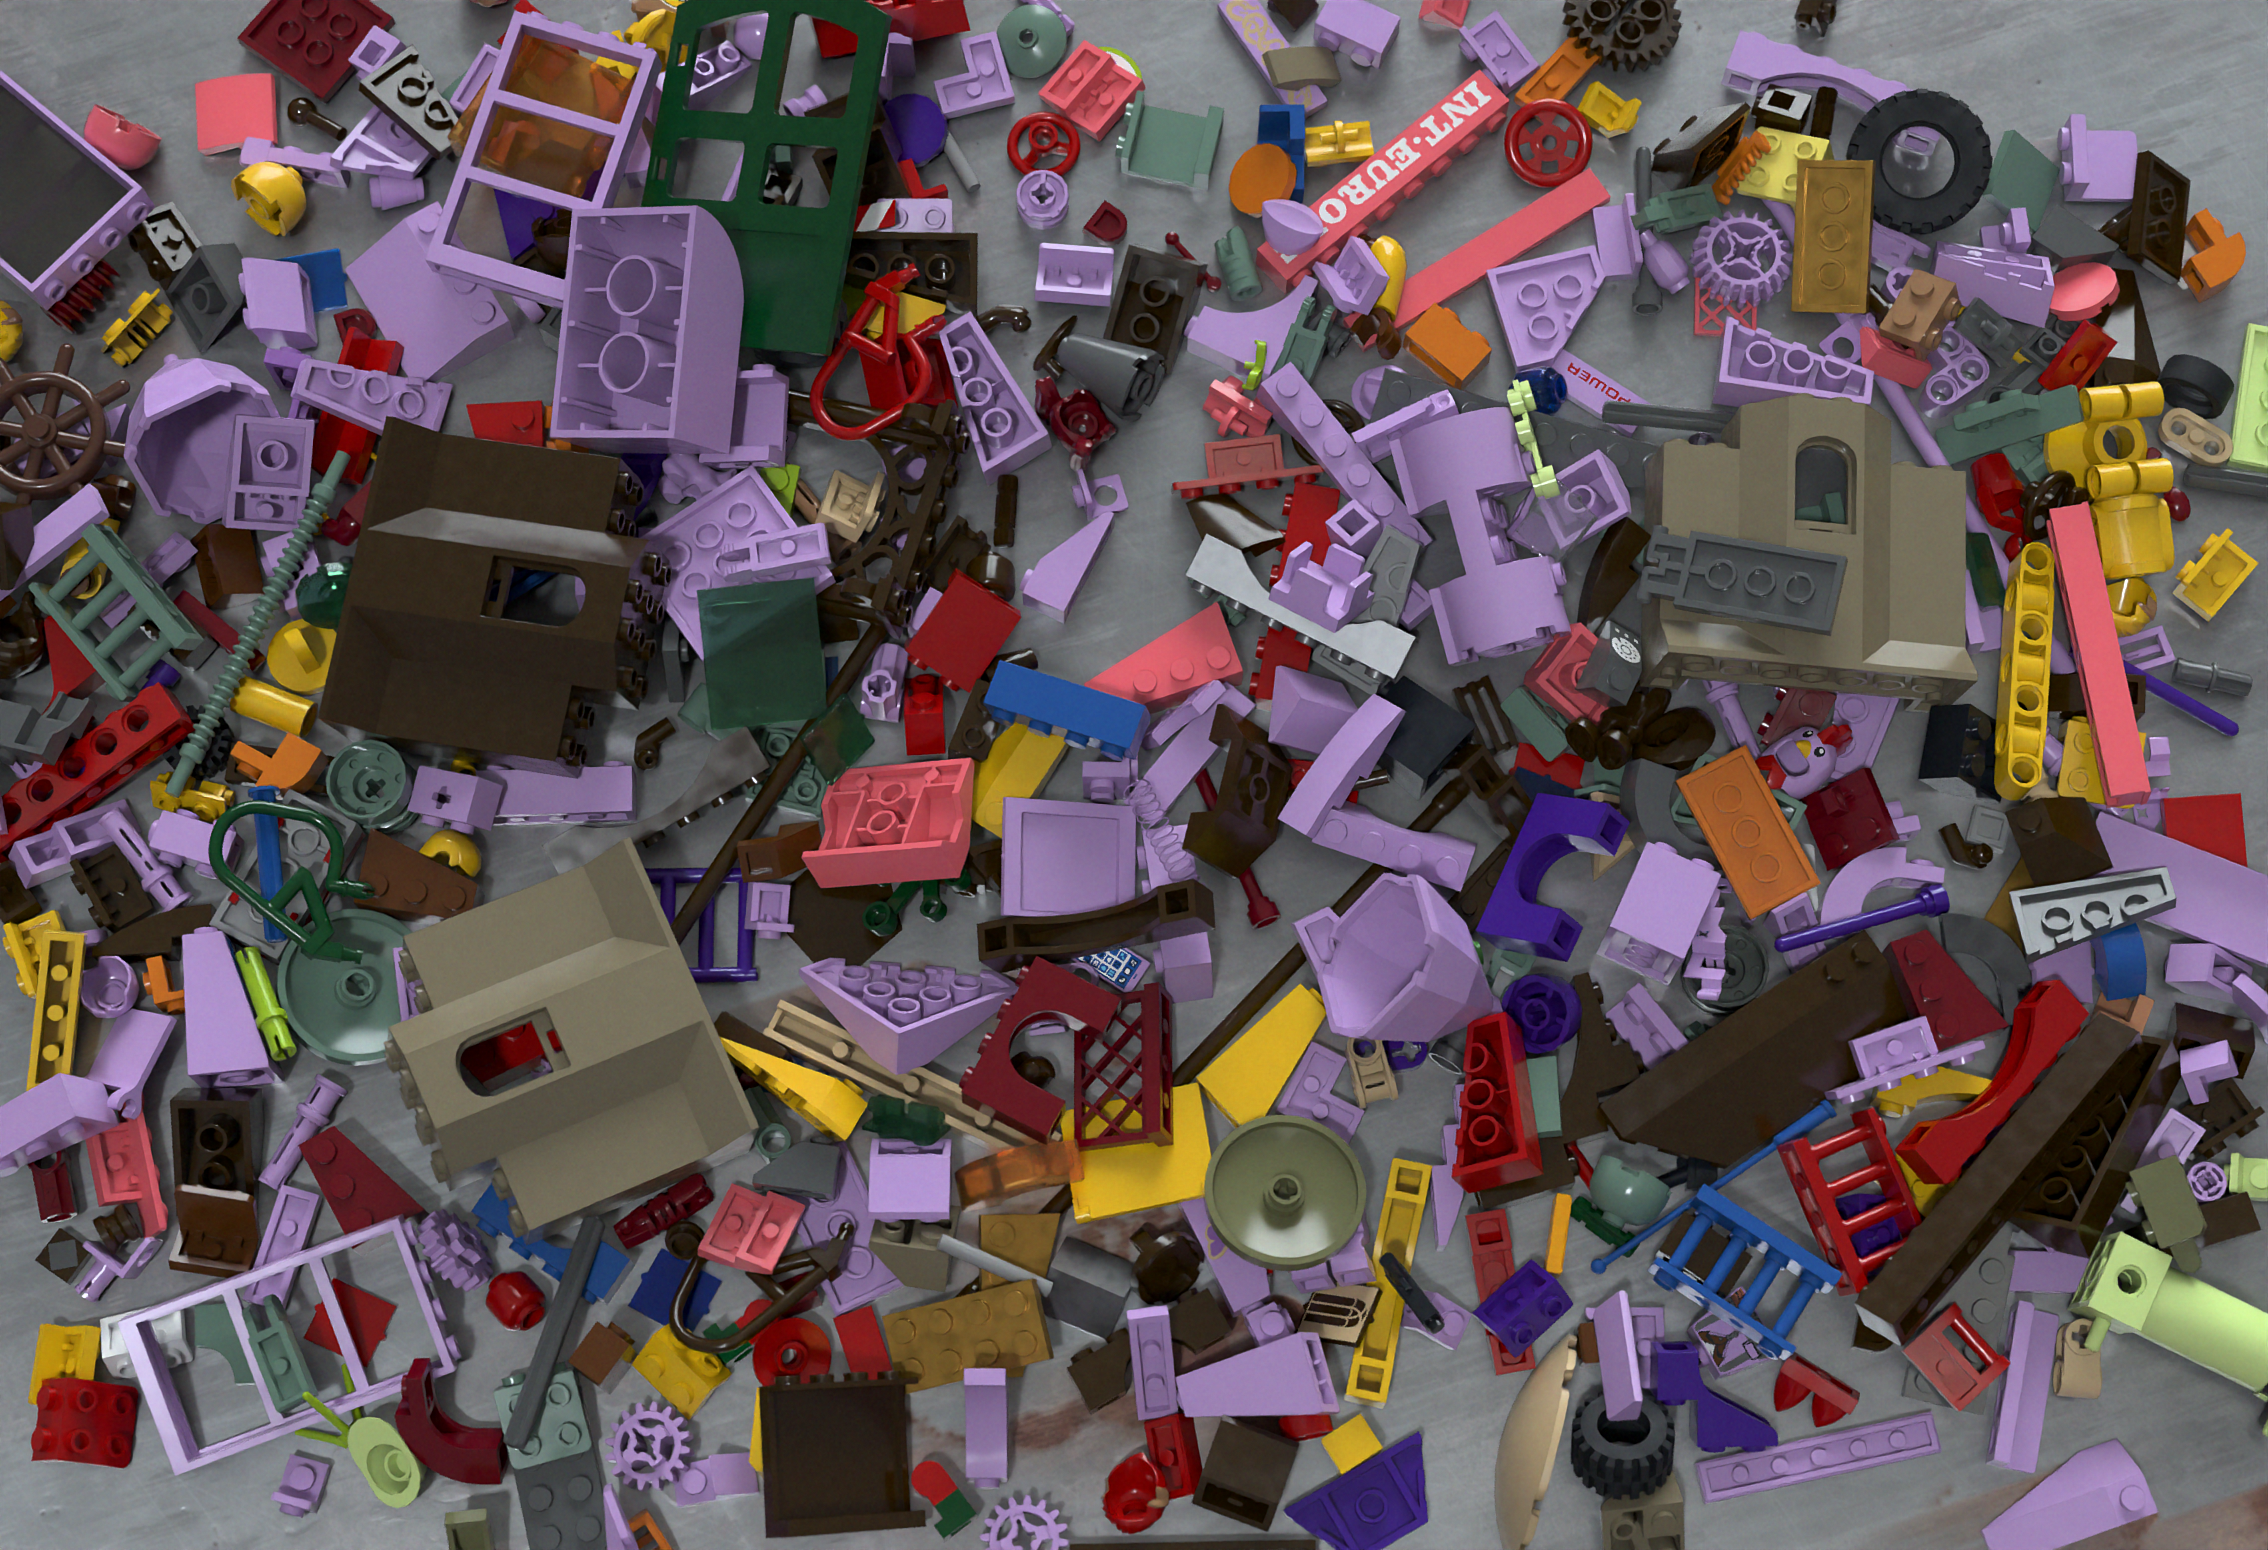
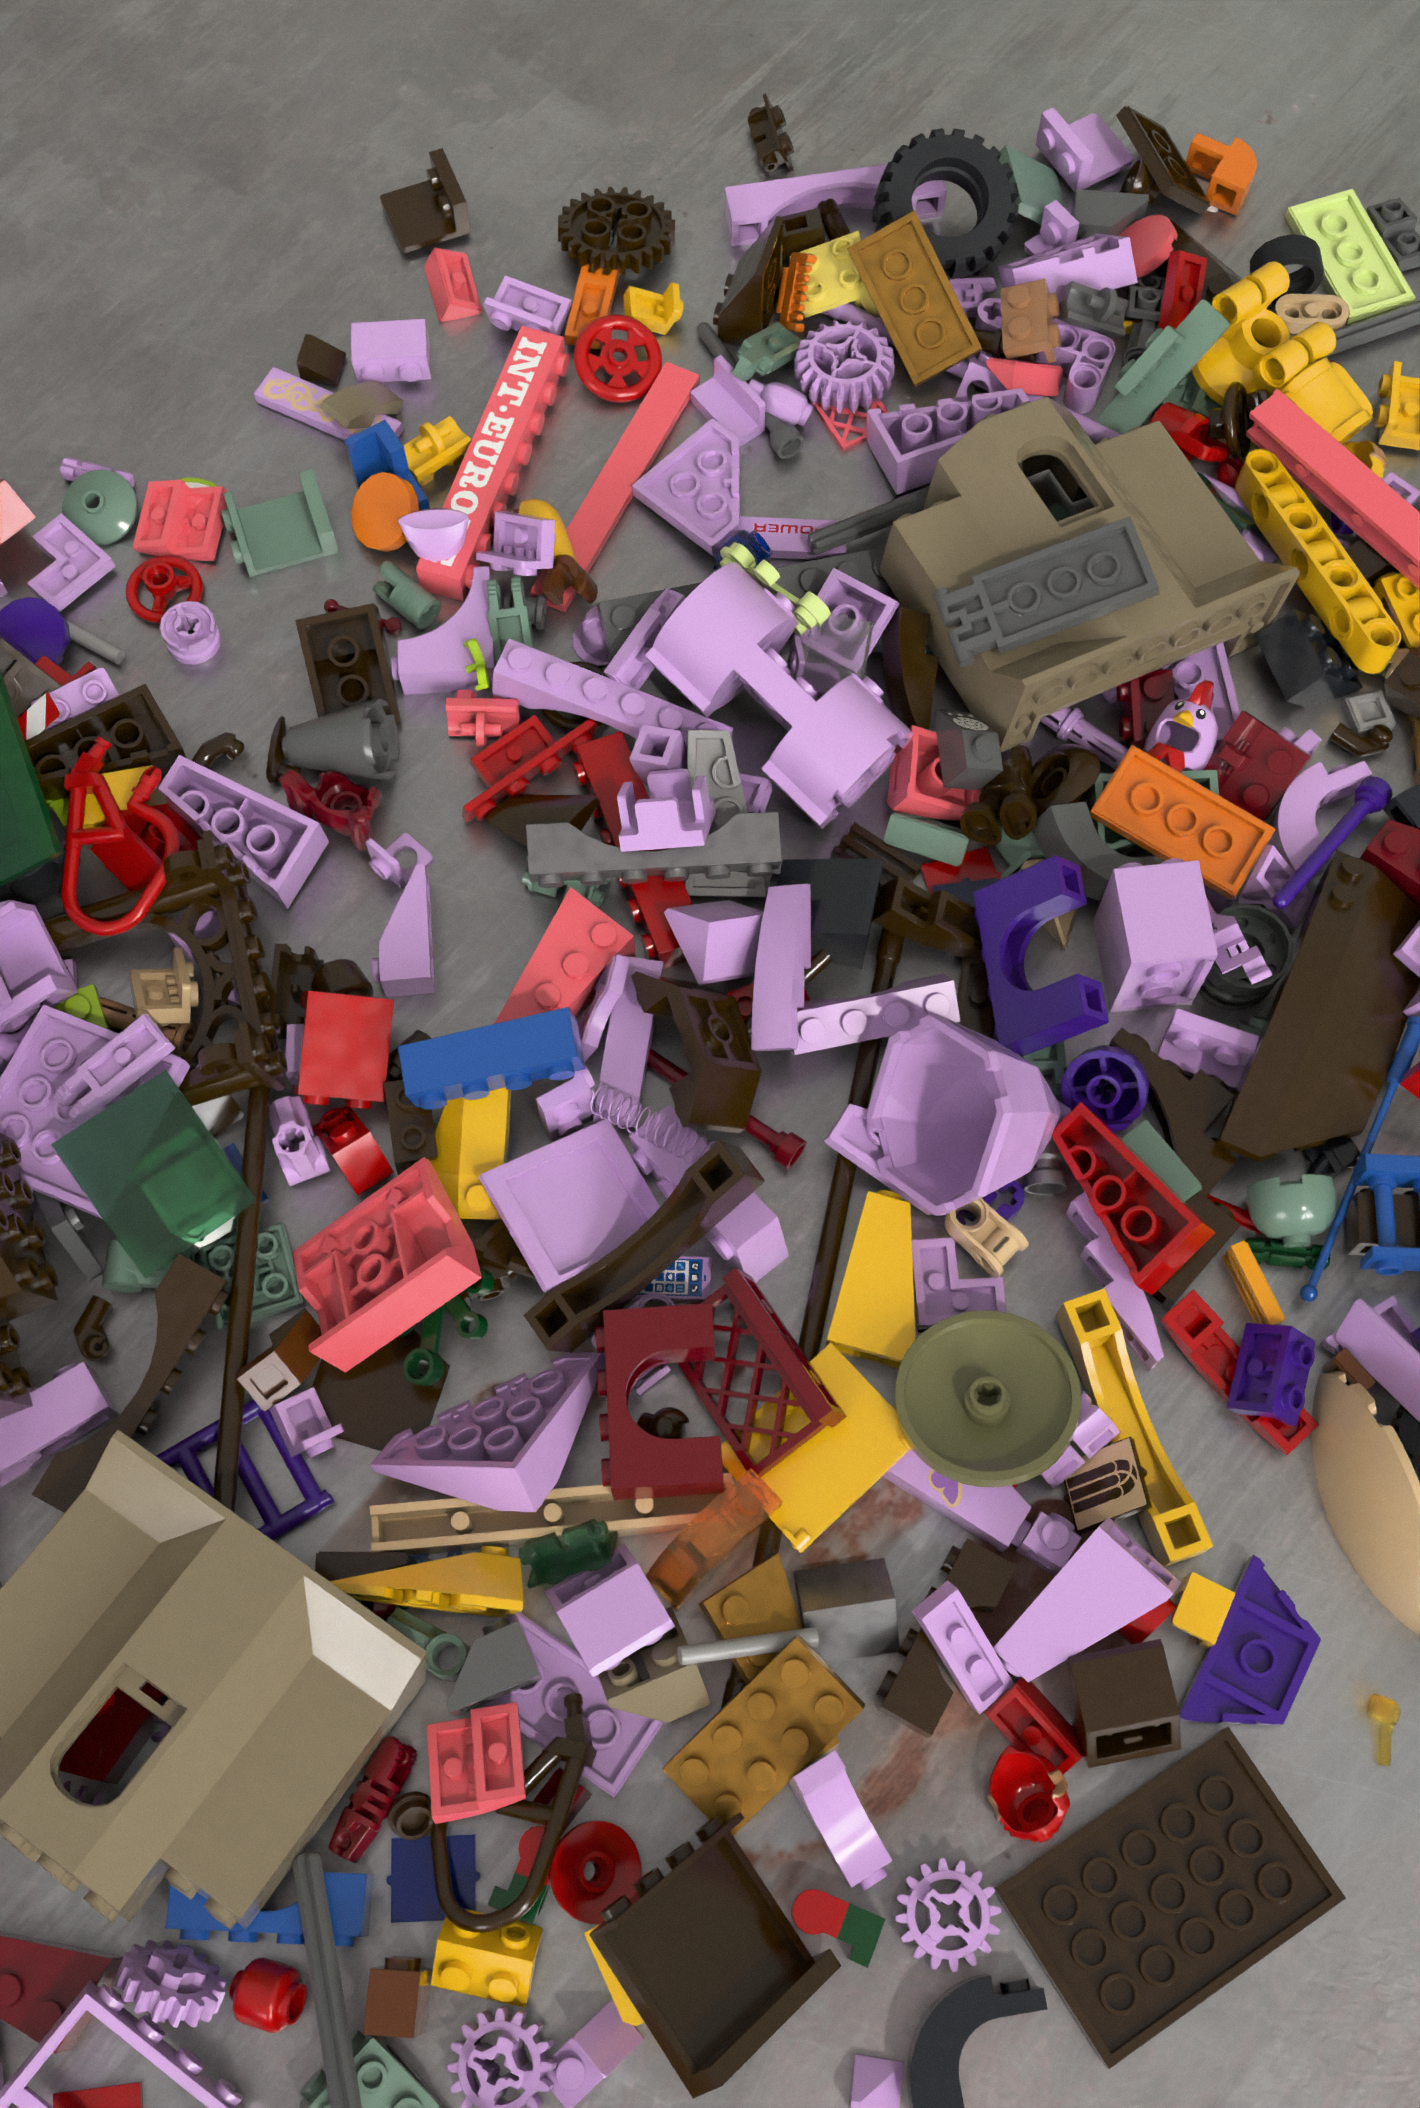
camera: 30 degrees left, 5 degrees down
(837, 739) = (278, 1218): clear green piece -> none
(862, 1342) = (659, 1810): red tile -> none
(1005, 511) = (319, 921): dark brown axle -> none
(1074, 274) = (259, 678): lavender bracket -> none
(1106, 225) = (264, 626): dark red tile -> none
(1164, 1265) = (912, 1542): dark brown tile -> none
(1411, 1293) = (1166, 1423): black piece -> none
(1447, 347) = (636, 564): orange piece -> none
(1454, 1317) = (1194, 1434): lavender bracket -> none

